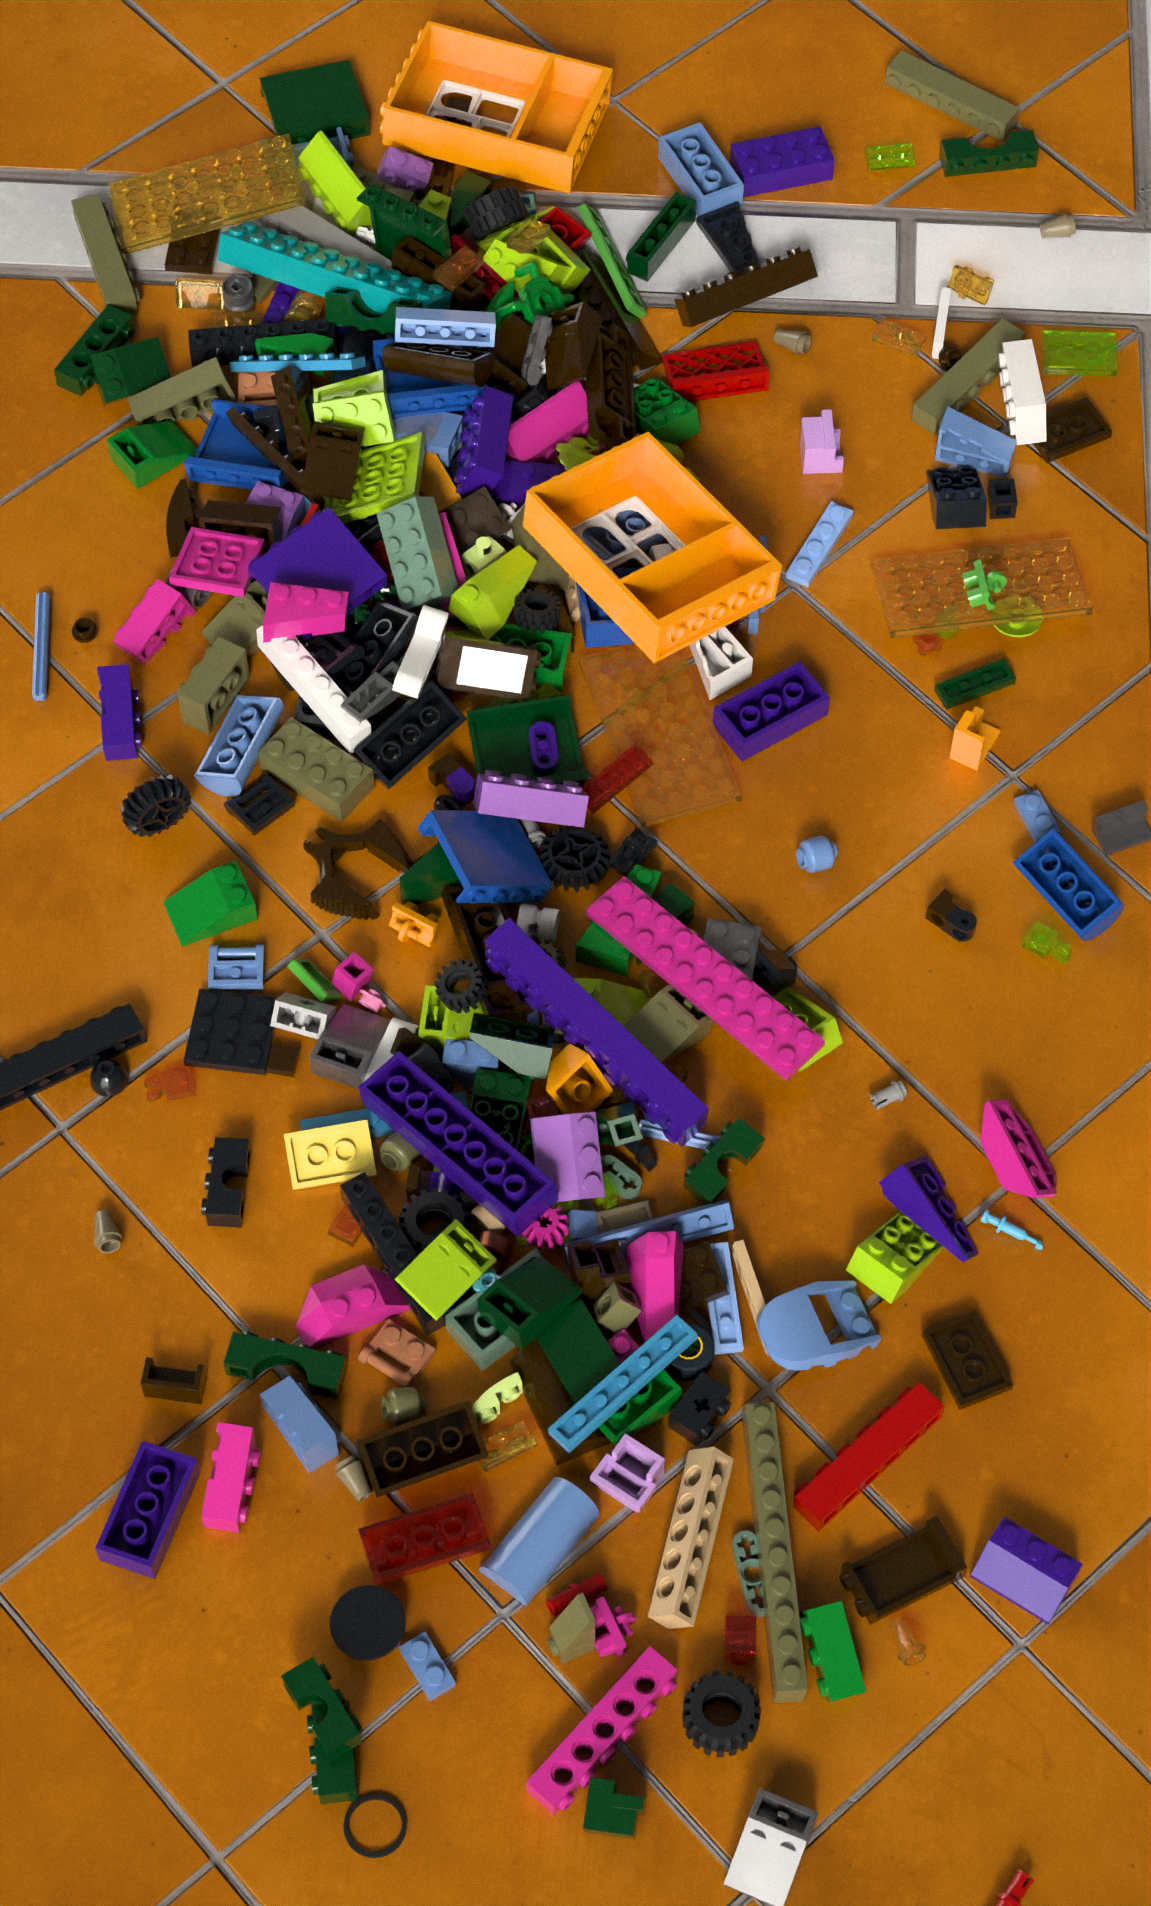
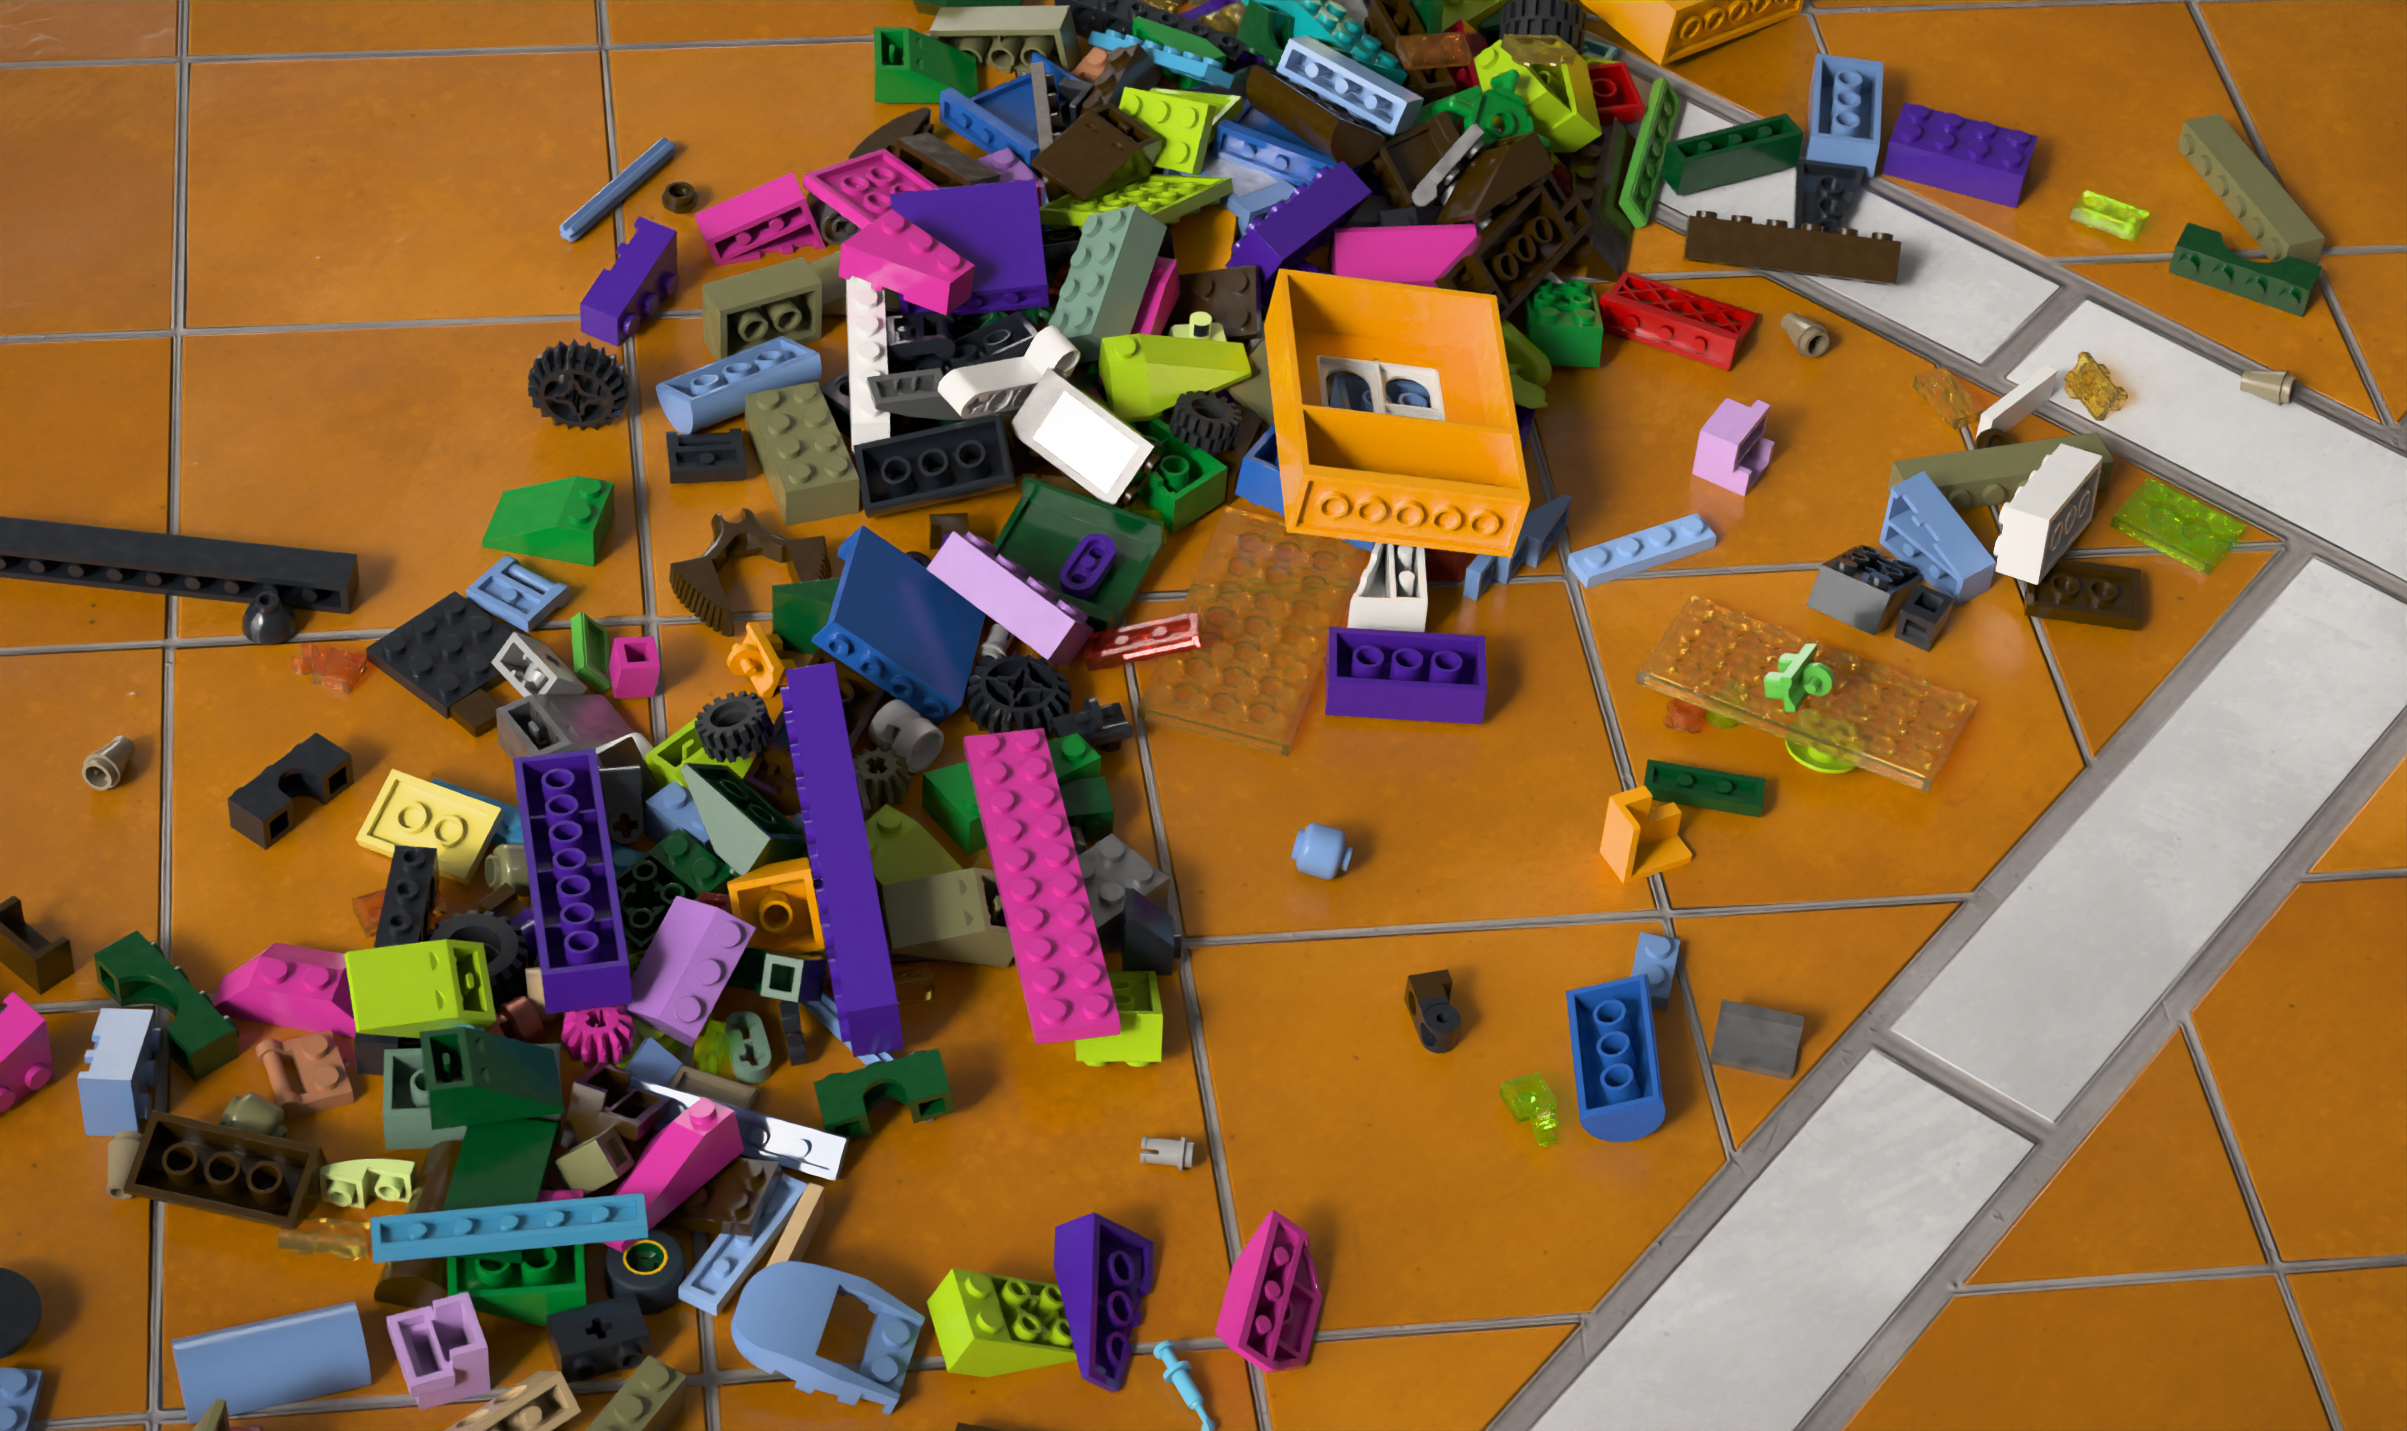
camera: 30 degrees right, 15 degrees down
(371, 1000) = (637, 707): bright pink plate -> none
(424, 1539) = (135, 1270): clear red brick -> none

